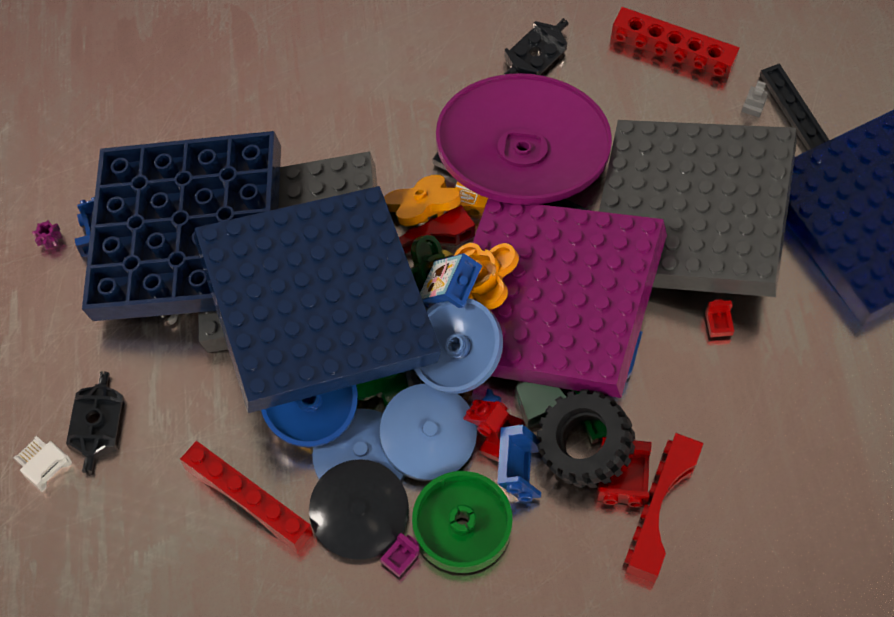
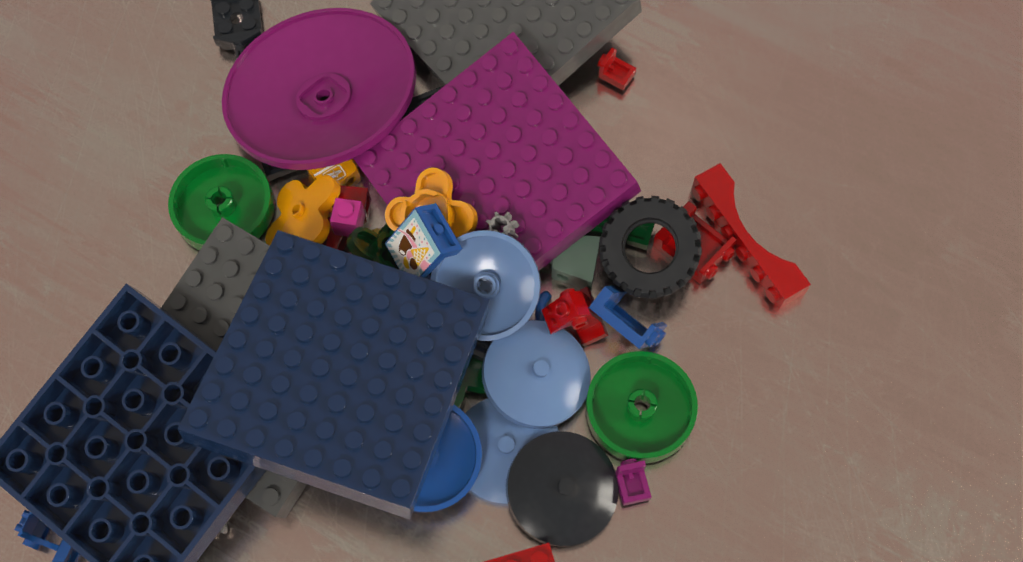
camera: 50 degrees left, 5 degrees up
(398, 144) = (215, 180): none -> green piece
(439, 225) = (347, 216): none -> dark pink brick
(509, 323) = (509, 228): none -> light grey gear

